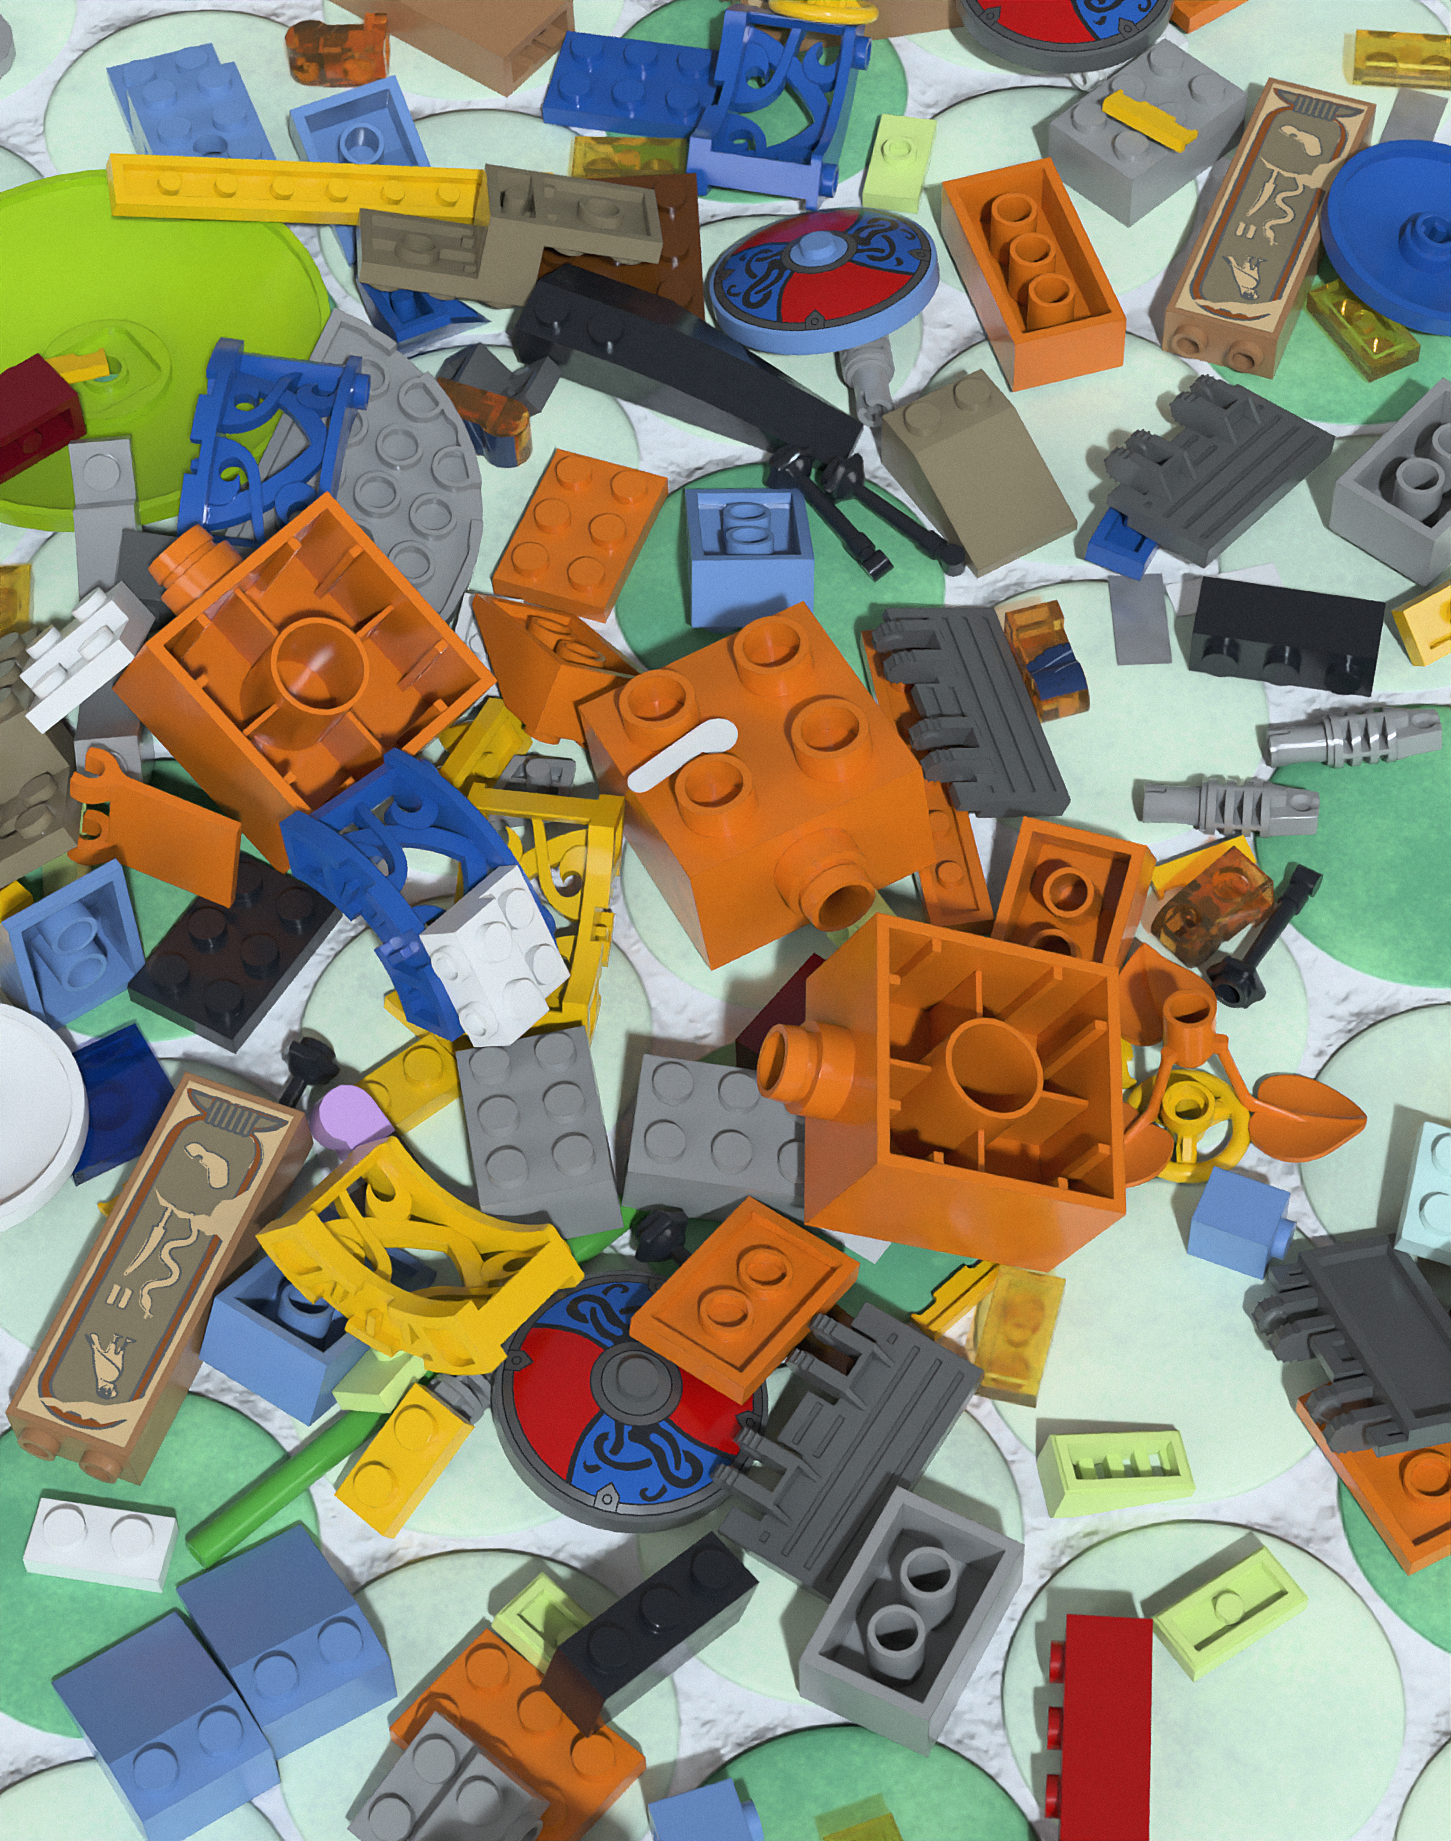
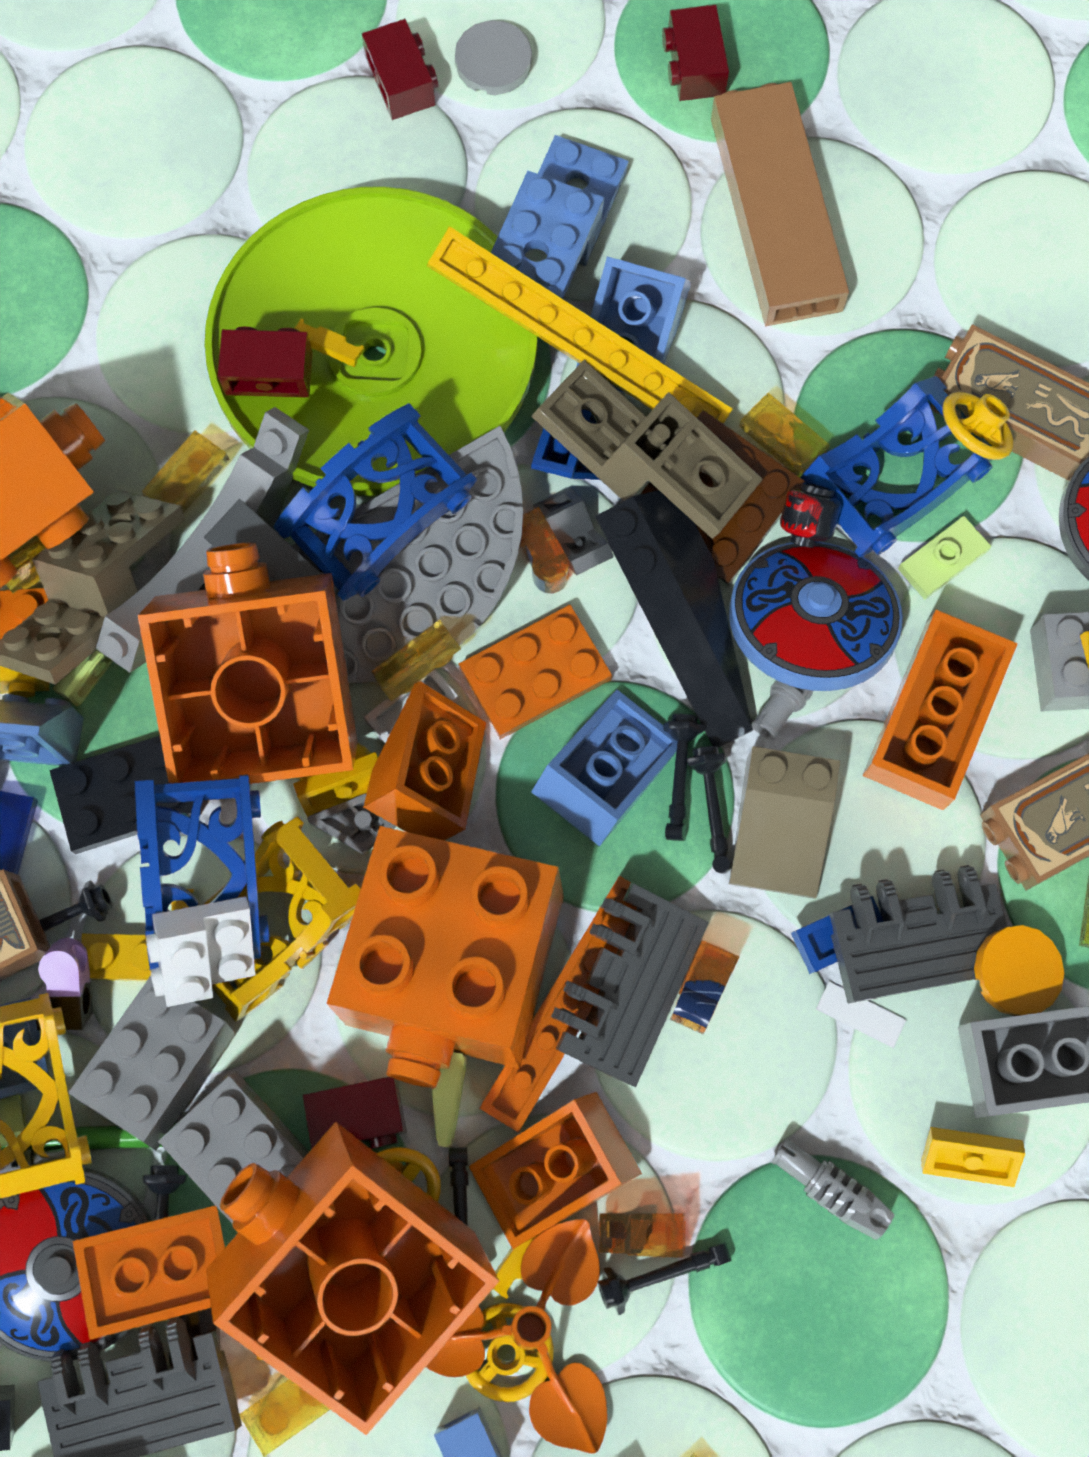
camera: 40 degrees right, 20 degrees up
(85, 654) = (151, 567): white plate -> none
(155, 832) = (93, 675): orange flag -> none
(339, 53) = (692, 226): clear orange leg -> none
(454, 573) = (416, 660): none -> clear yellow plate
(631, 86) = (838, 377): blue plate -> none
(709, 737) = (415, 923): white sticker -> none
(731, 195) = (810, 514): none -> black head
(1140, 620) = (791, 995): clear sticker -> none
(1185, 869) = (672, 1191): yellow piece -> none
(1265, 809) = (721, 1175): light grey hinge -> none
(1286, 636) = (856, 1089): black brick -> none
(1330, 425) = (1019, 970): none -> light orange tile

